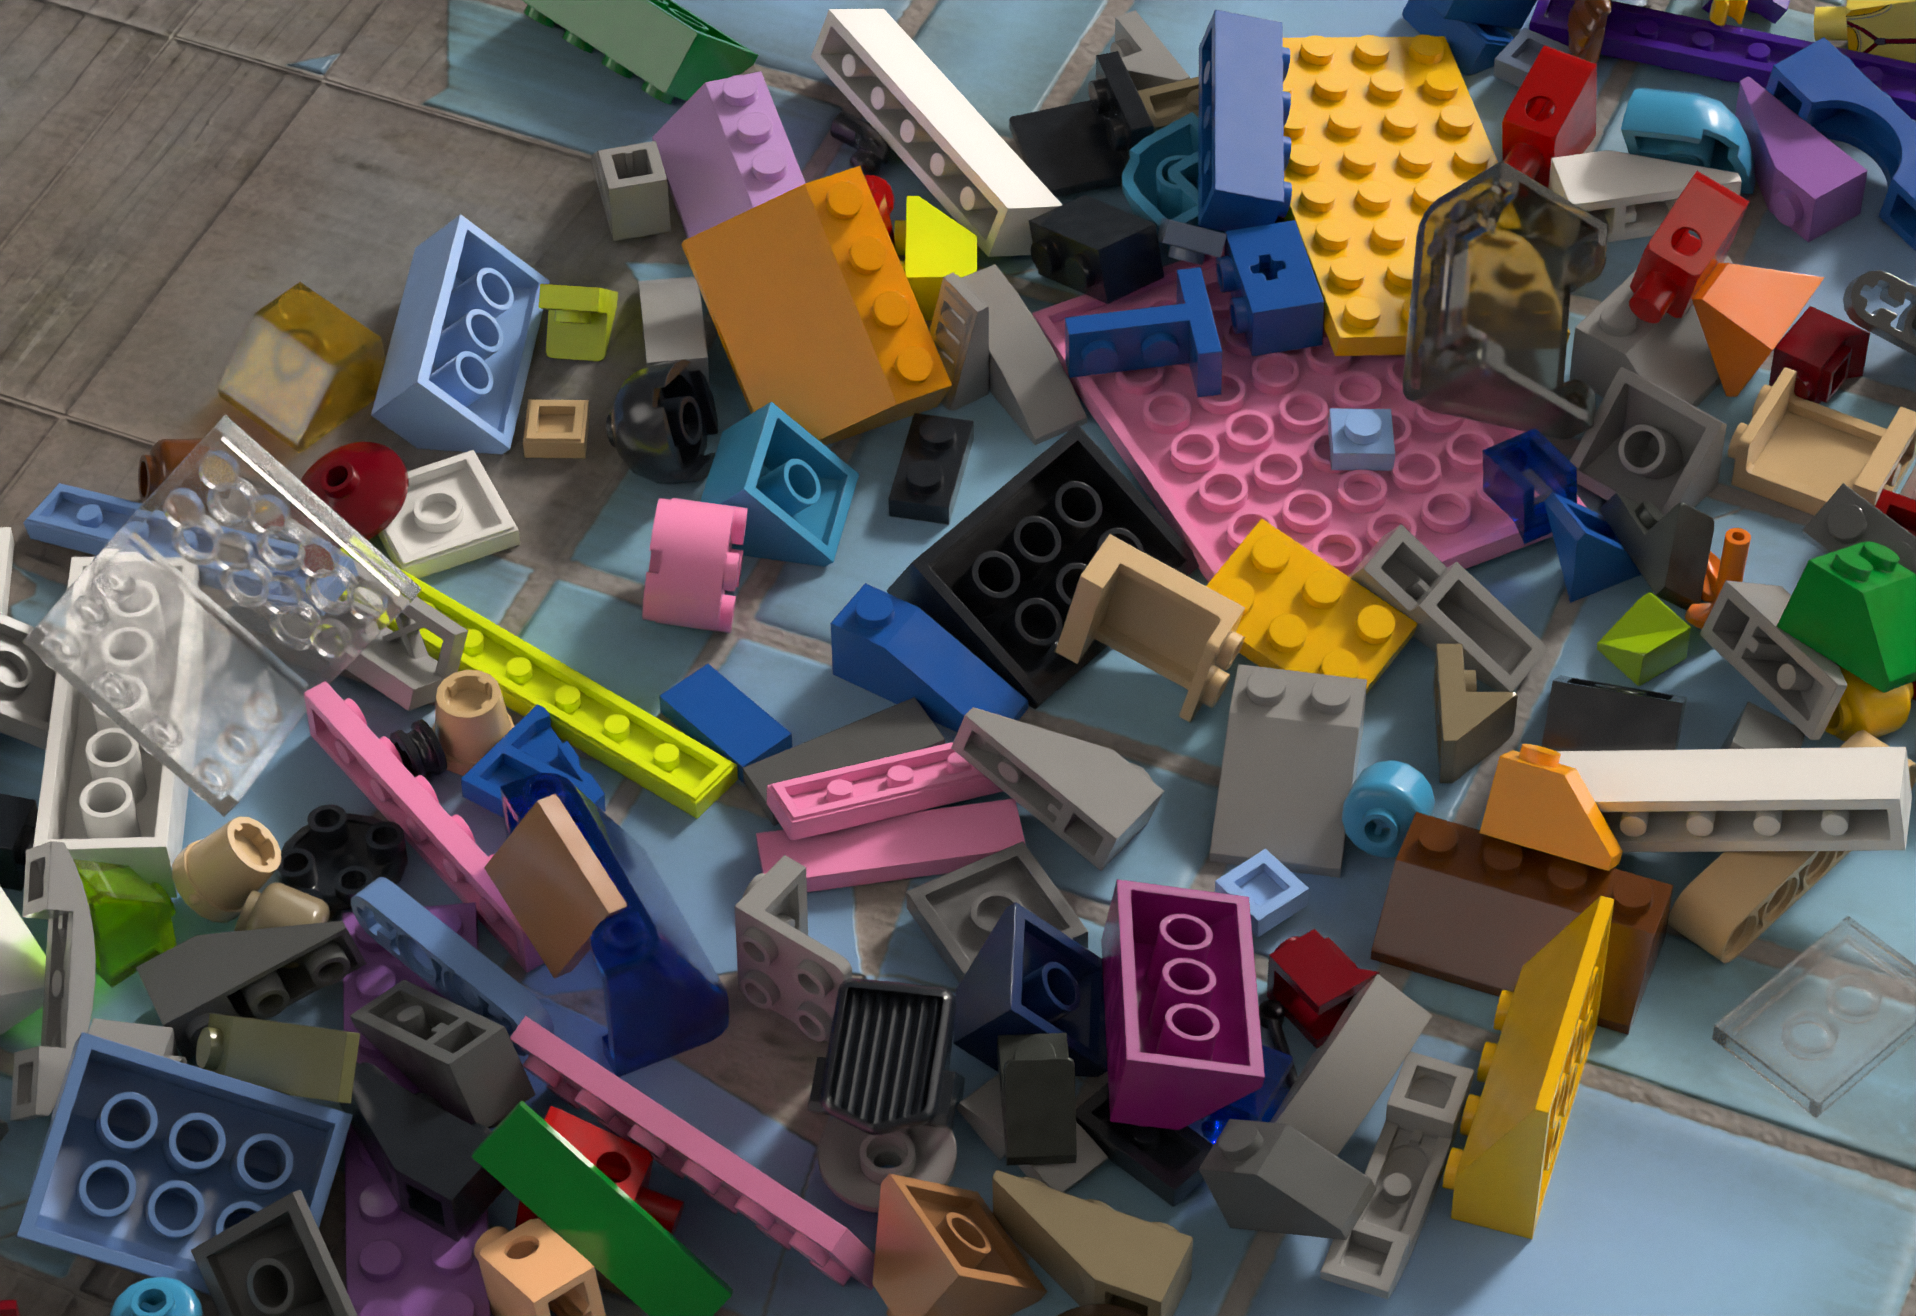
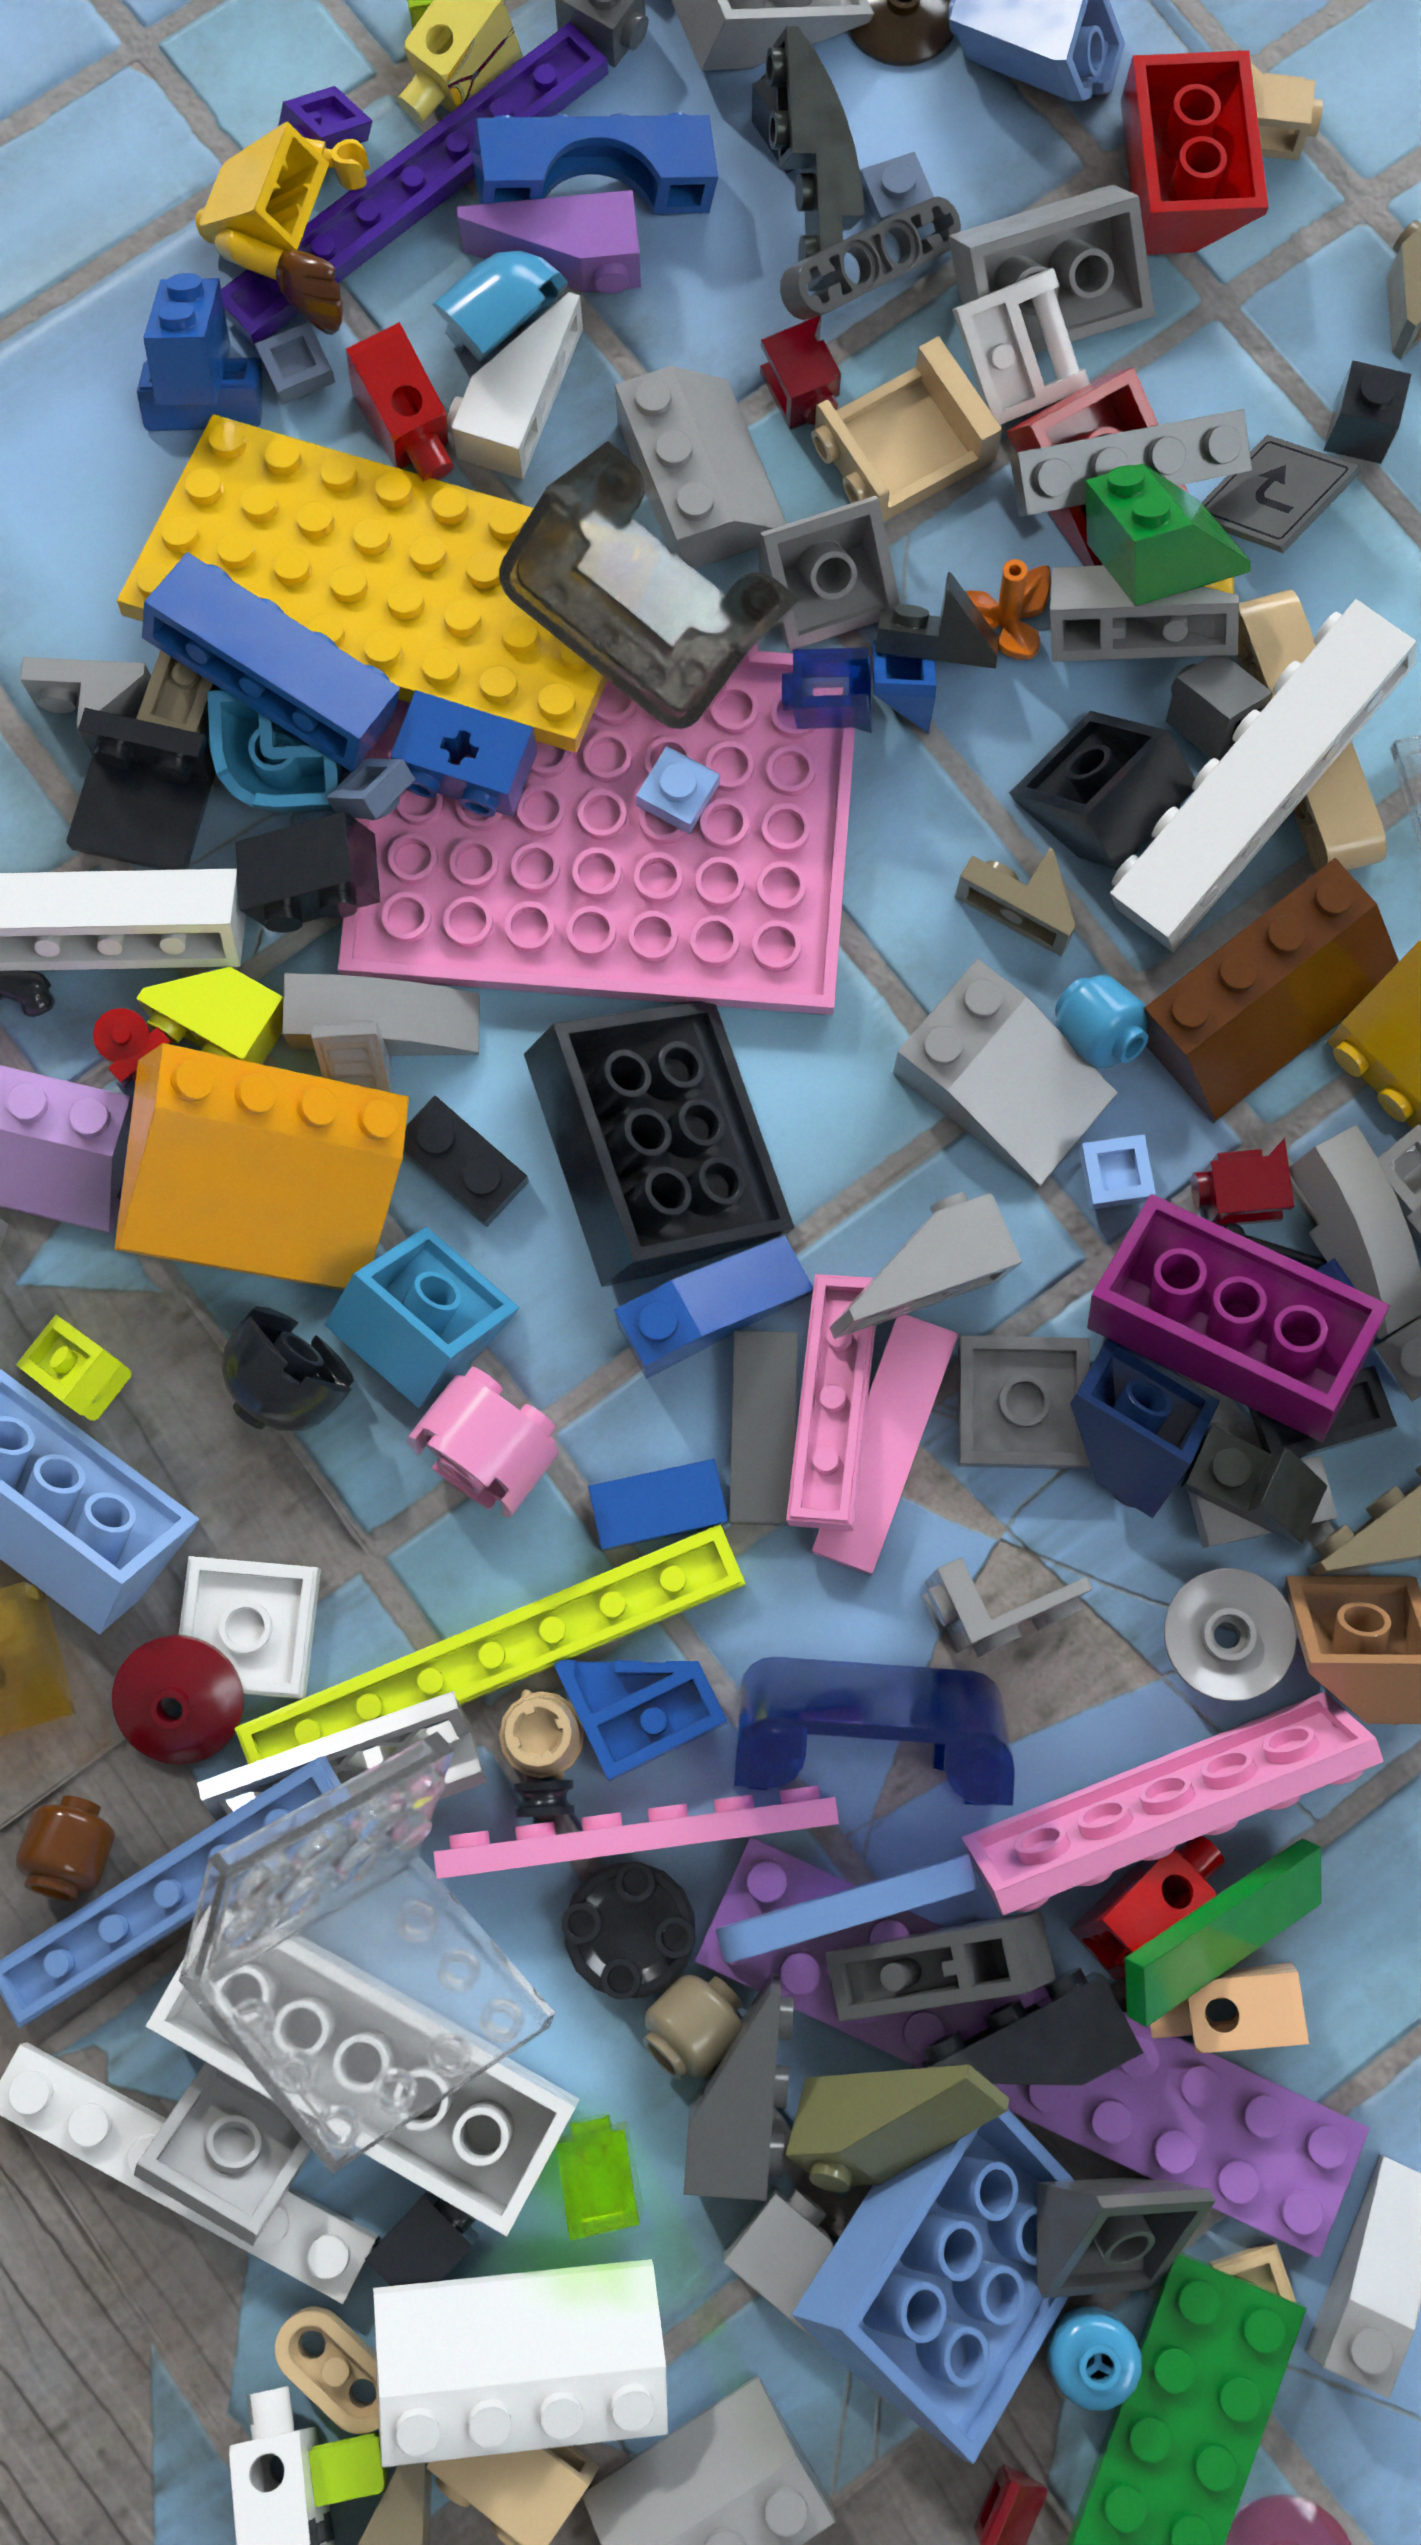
camera: 60 degrees left, 30 degrees up
(58, 895) = (738, 2317): light grey slope -> none
(225, 867) = (601, 2052): tan piece -> none
(554, 884) = (858, 1786): medium nougat tile -> none
(556, 428) = (201, 1463): tan tile -> none
(673, 322) = (154, 1295): light grey slope -> none
(889, 1058) = (1185, 1601): black piece -> none
(1151, 338) = (465, 886): blue bracket -> none
(1155, 620) = (858, 1063): tan panel -> none
(1307, 611) = (851, 963): yellow plate -> none
(1450, 609) = (907, 842): light grey slope -> none
(1548, 809) = (1224, 911): light orange slope -> none
(1646, 640) = (1021, 705): lime slope -> none
(1678, 262) = (694, 401): red torso -> none
(1746, 316) = (760, 392): orange slope -> none

